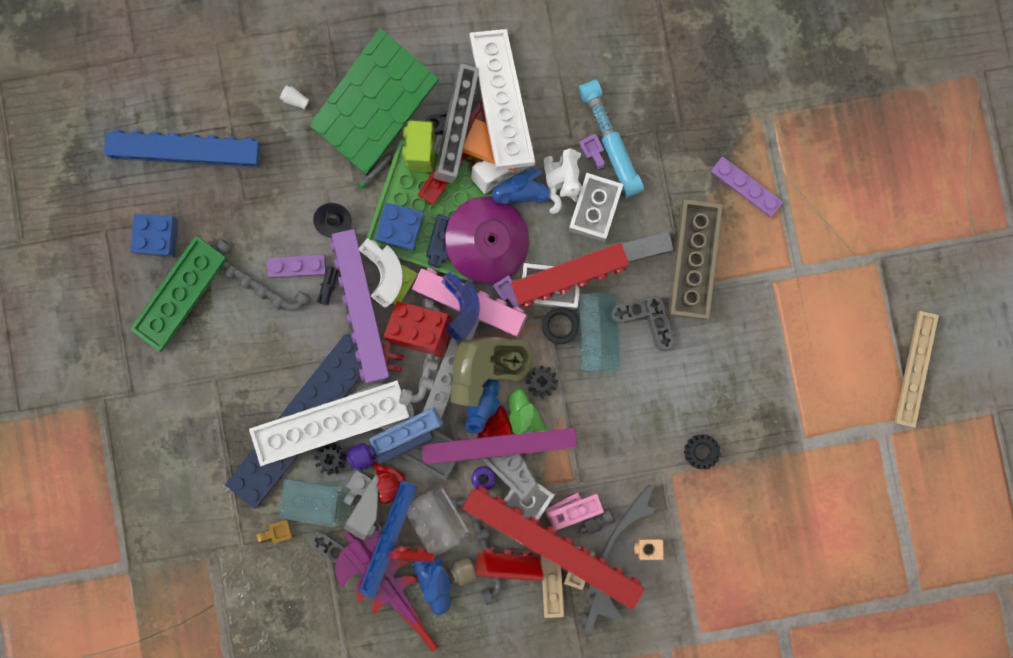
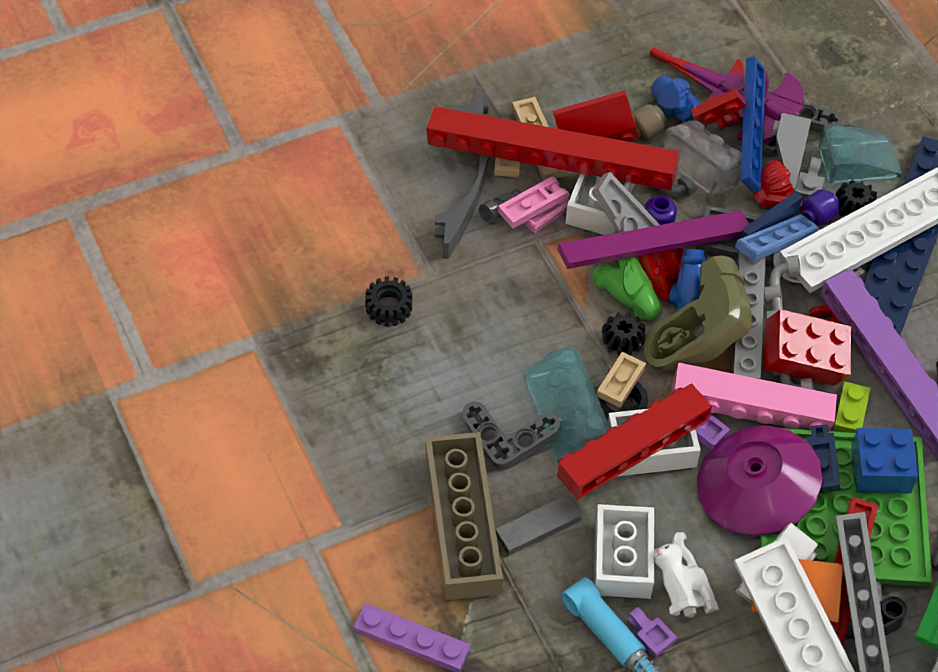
camera: 160 degrees right, 30 degrees down
(277, 531) = (885, 119): pearl gold plate -> none
(389, 270) = (868, 386): white arch -> none
(420, 146) = (901, 549): lime brick -> none
(468, 303) = (762, 388): clear blue arch -> none
(521, 189) = (723, 552): blue animal -> none
(559, 334) = (621, 379): none -> tan plate
(656, 554) = (427, 187): light nougat brick -> none
(916, 369) = (116, 456): tan plate -> none

